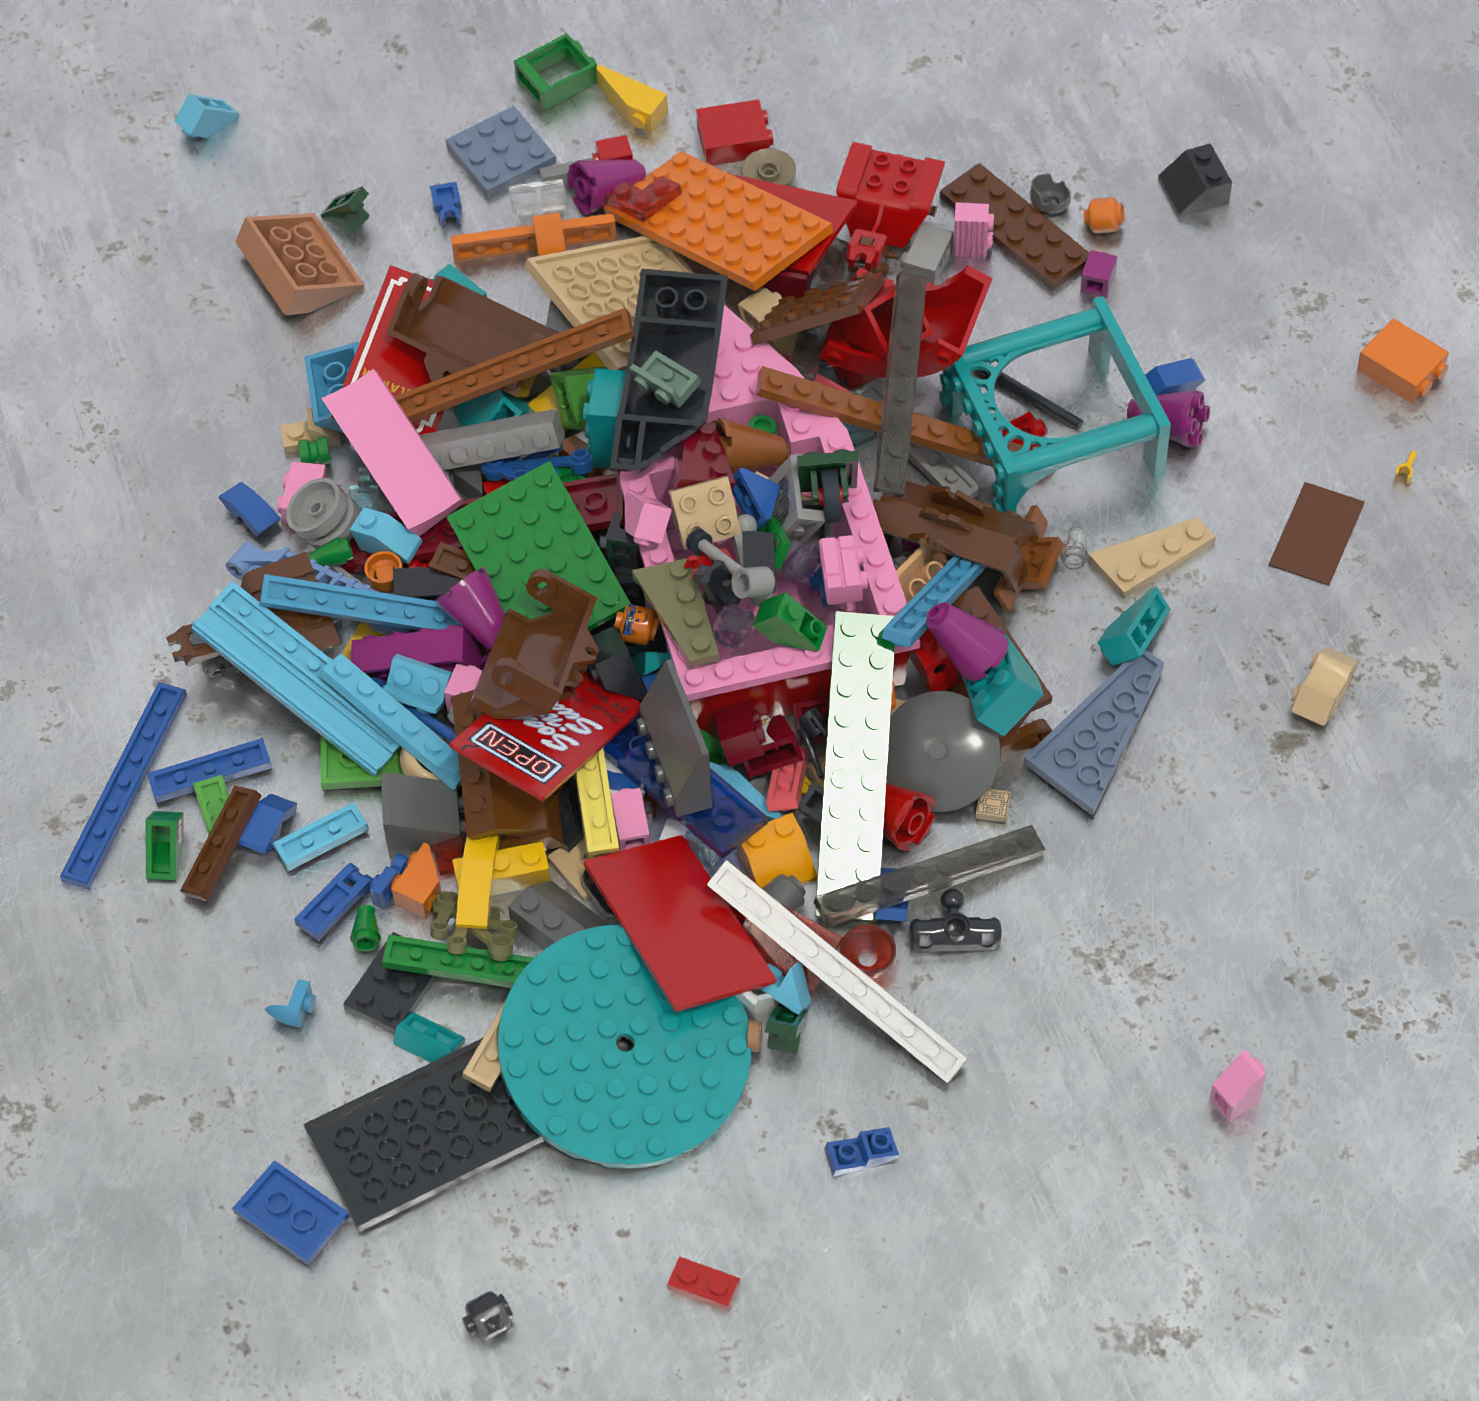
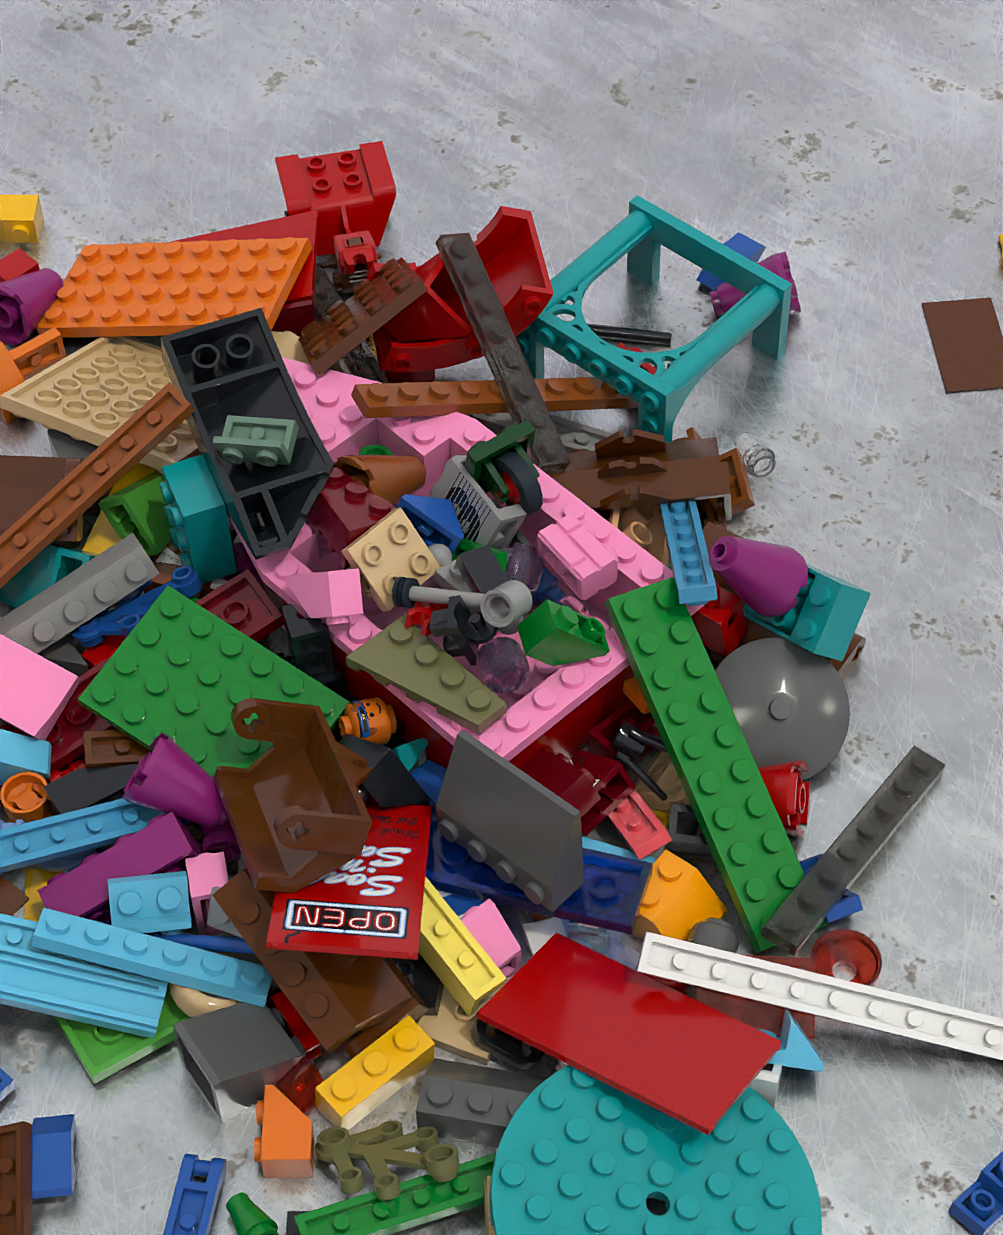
camera: 30 degrees left, 5 degrees down
(320, 836) = (127, 1140): medium azure plate -> none
(381, 884) = (241, 1160): blue plate -> none
(476, 882) = (363, 1098): yellow slope -> none
(645, 202) = (79, 304): clear red plate -> none
(733, 131) = (129, 207): red brick -> none
(754, 1035) = (790, 1118): medium nougat tile -> none
(770, 166) = (189, 222): dark tan dish -> none
(785, 1029) = (815, 1094): dark green slope -> none
(928, 252) = (408, 236): light grey brick -> none
(969, 927) = (933, 886): black piece -> none
(971, 230) = (441, 200): bright pink brick -> none
(993, 806) = (859, 746): tan tile -> none
(1020, 227) = (476, 184): reddish brown plate -> none
(1049, 195) = (492, 145): dark grey hair -> none
(1089, 742) = (908, 630): sand blue wing -> none
(1098, 273) = (590, 194): magenta brick -> none
(1104, 215) = (558, 141): orange head -> none
(1135, 628) = (872, 506): teal slope -> none
(1147, 557) = (828, 433): tan wing -> none
(1196, 181) = (624, 79): black slope -> none
(1403, 361) = (935, 159): orange brick -> none

